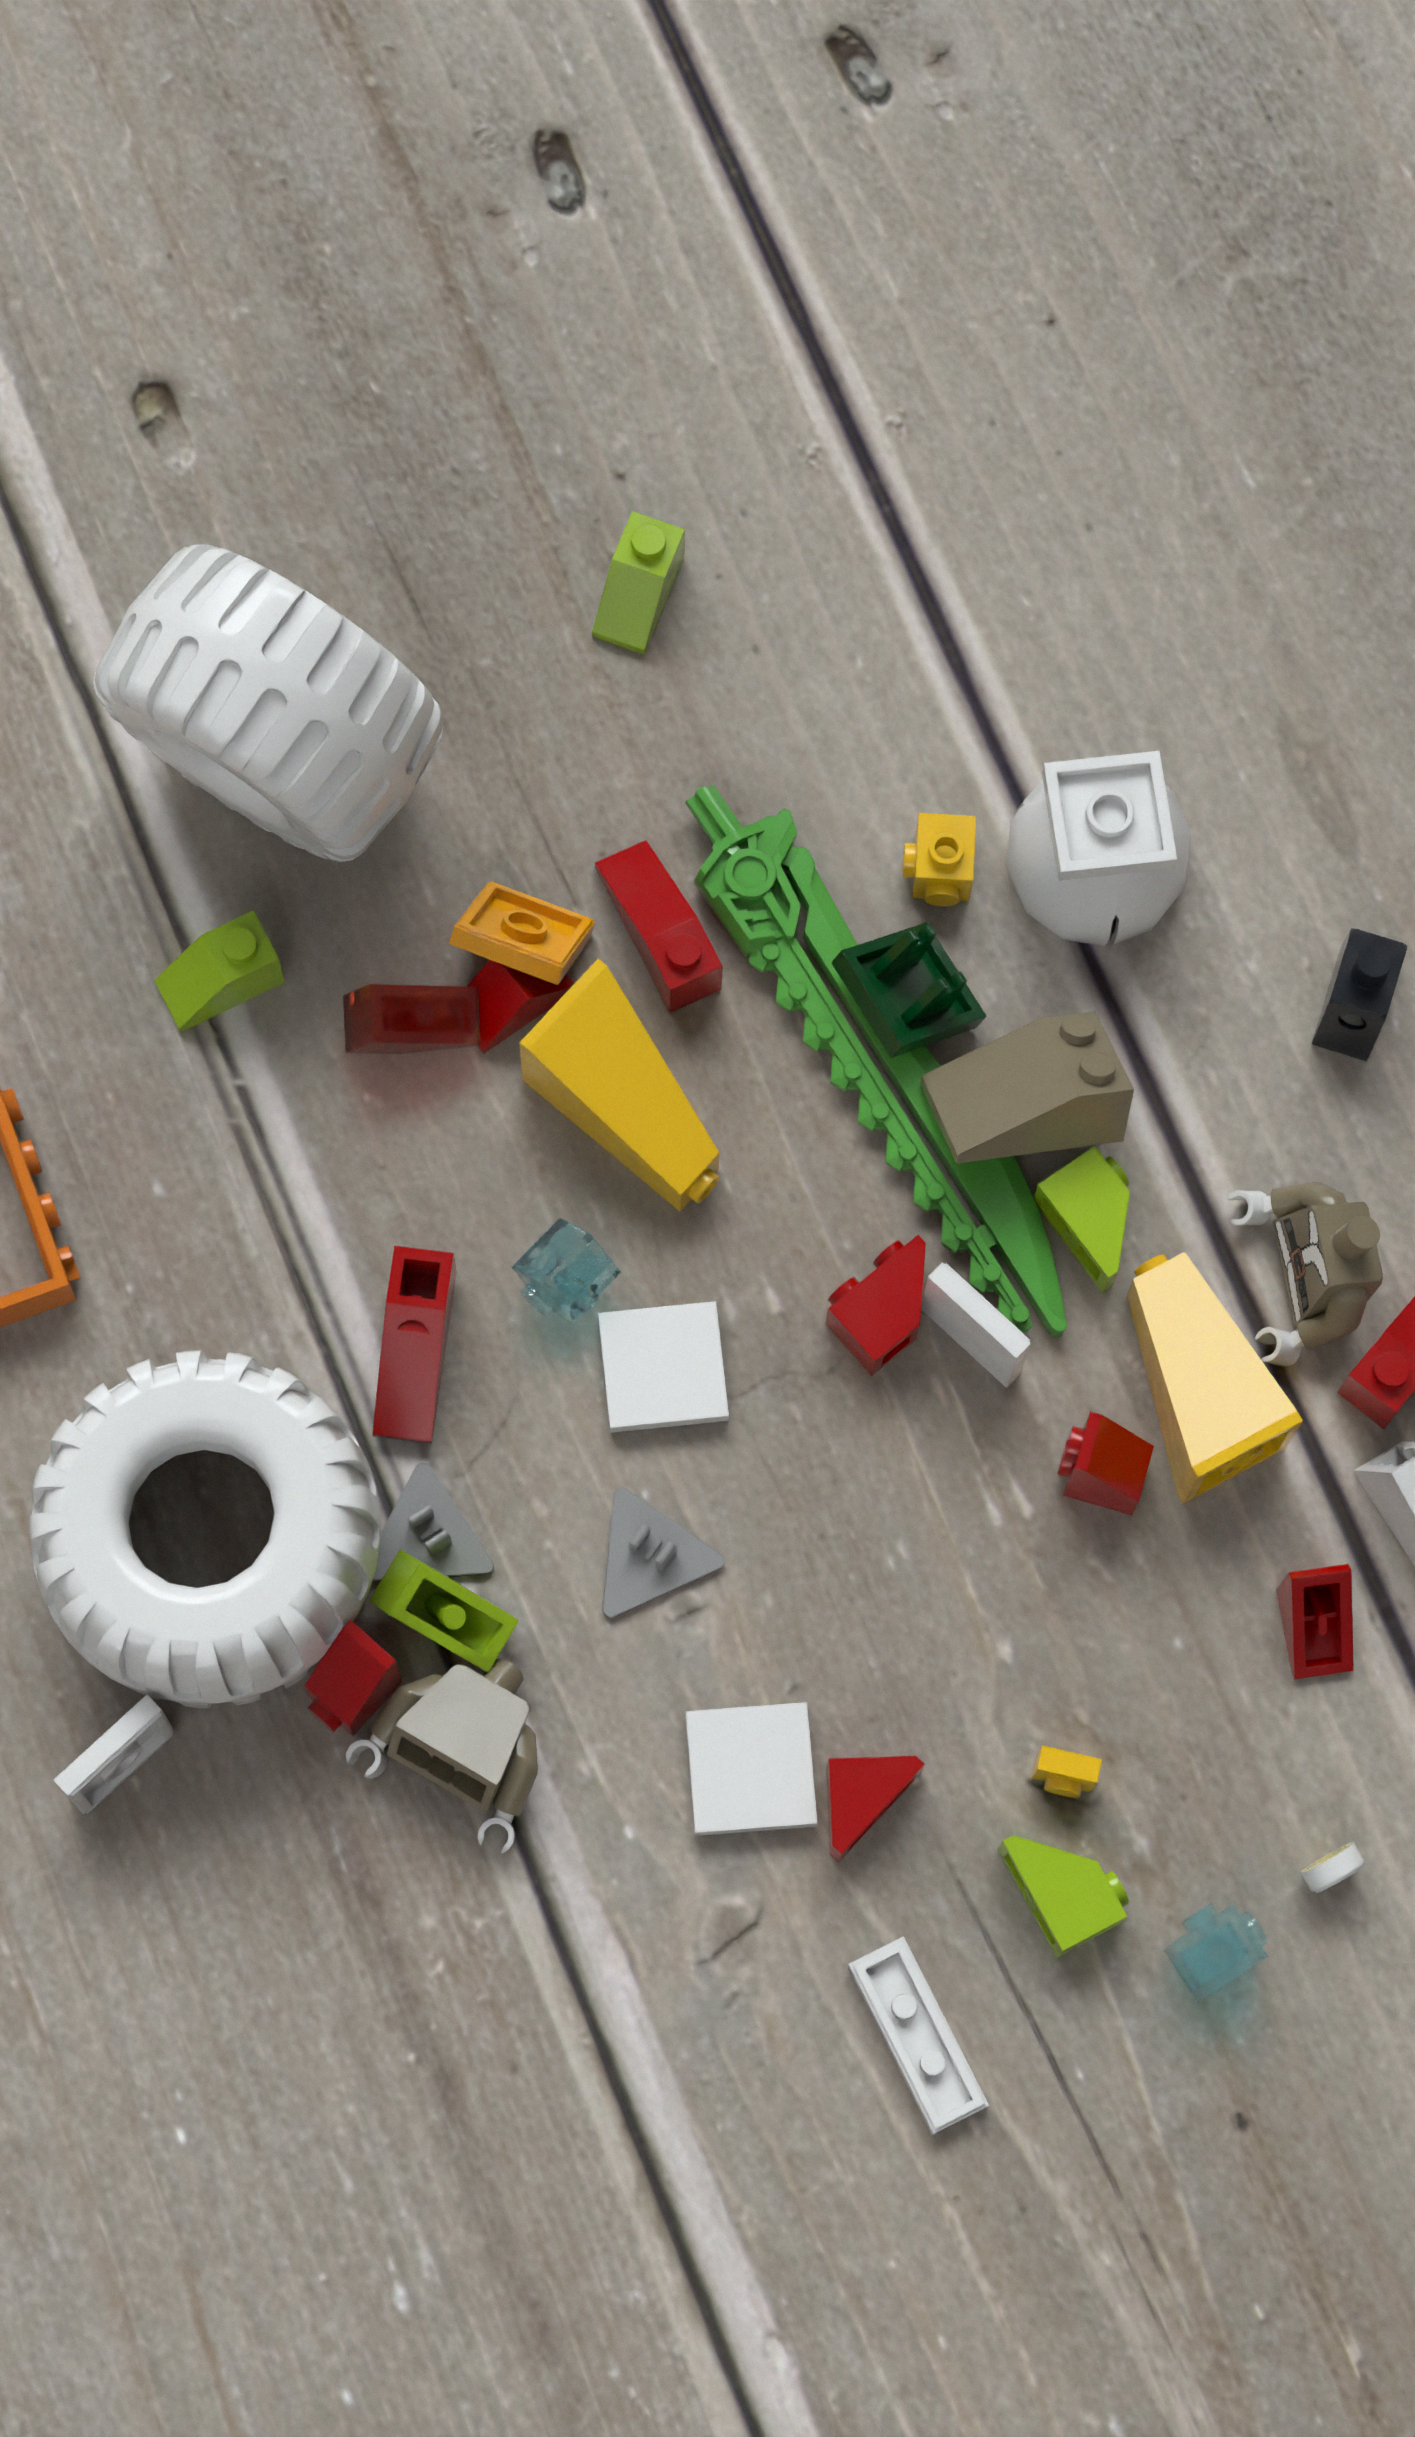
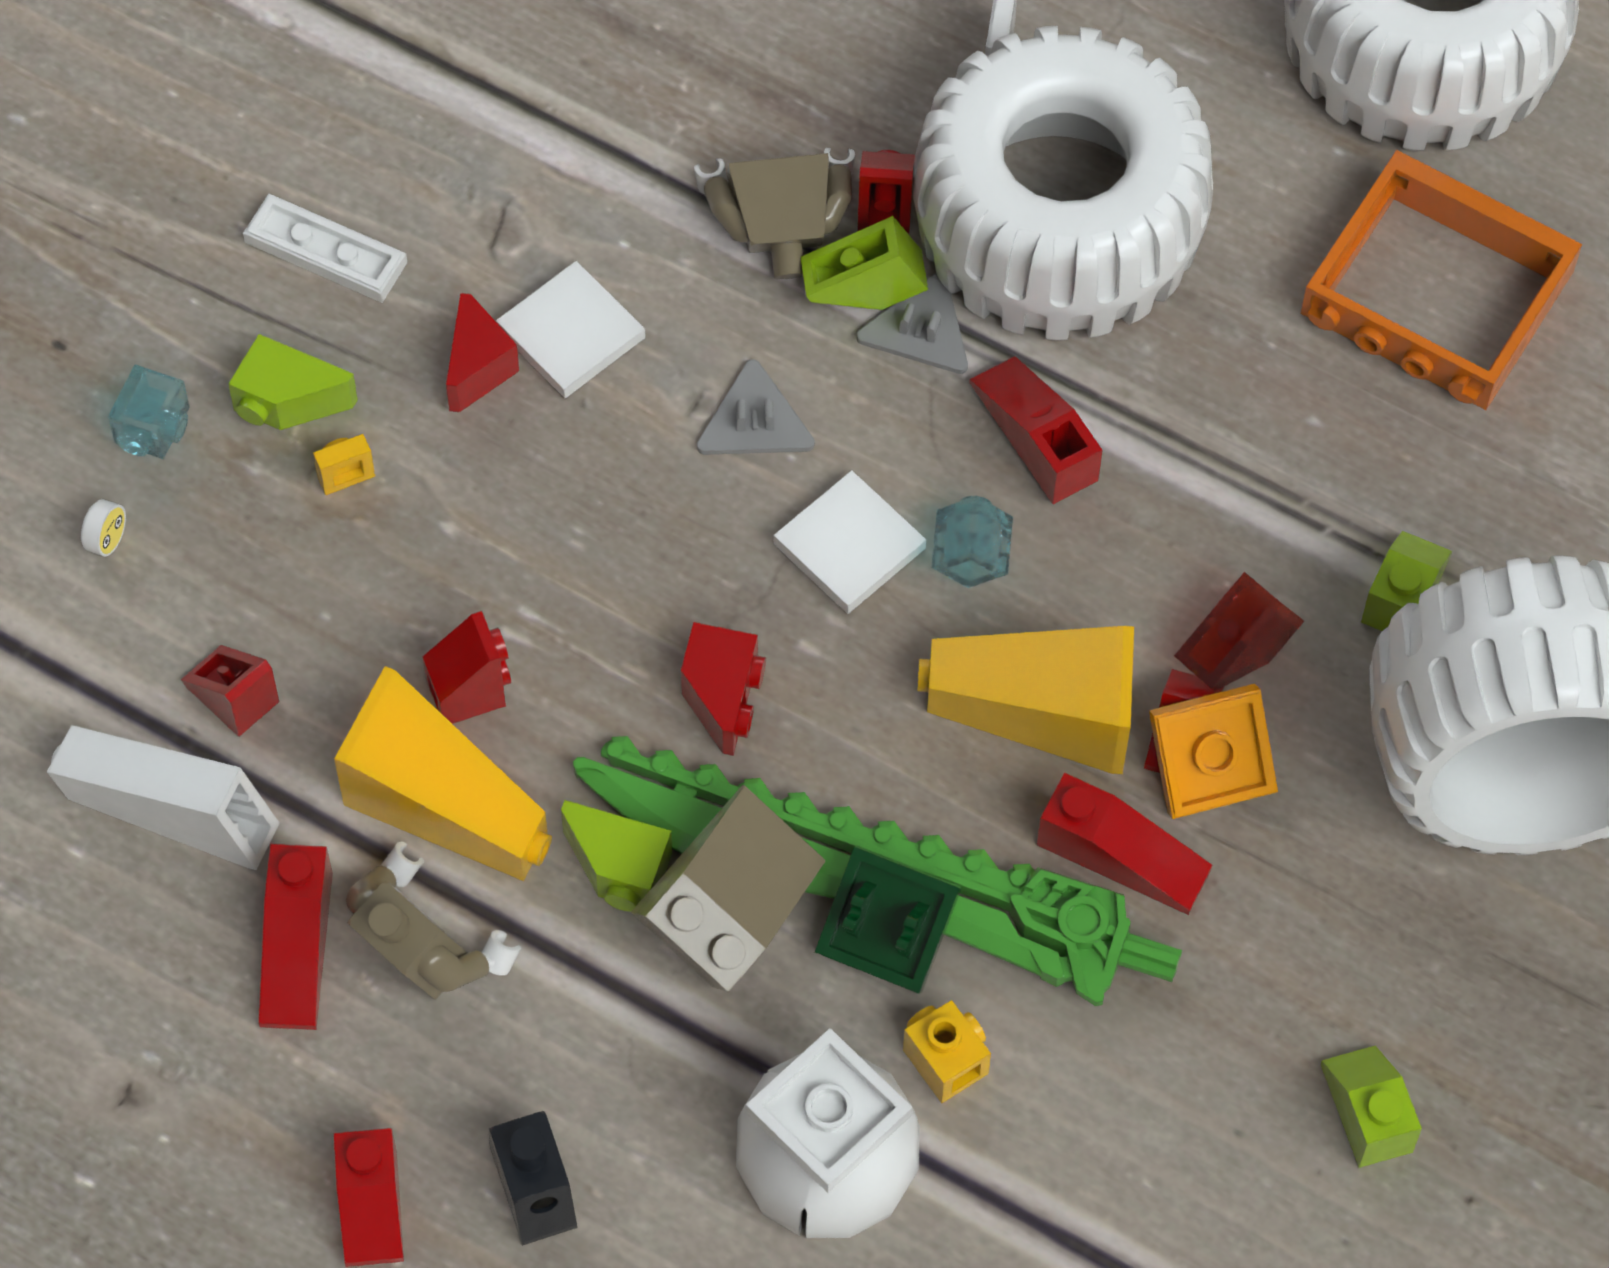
camera: 145 degrees right, 10 degrees down
(975, 1324) = (639, 696): white tile -> none

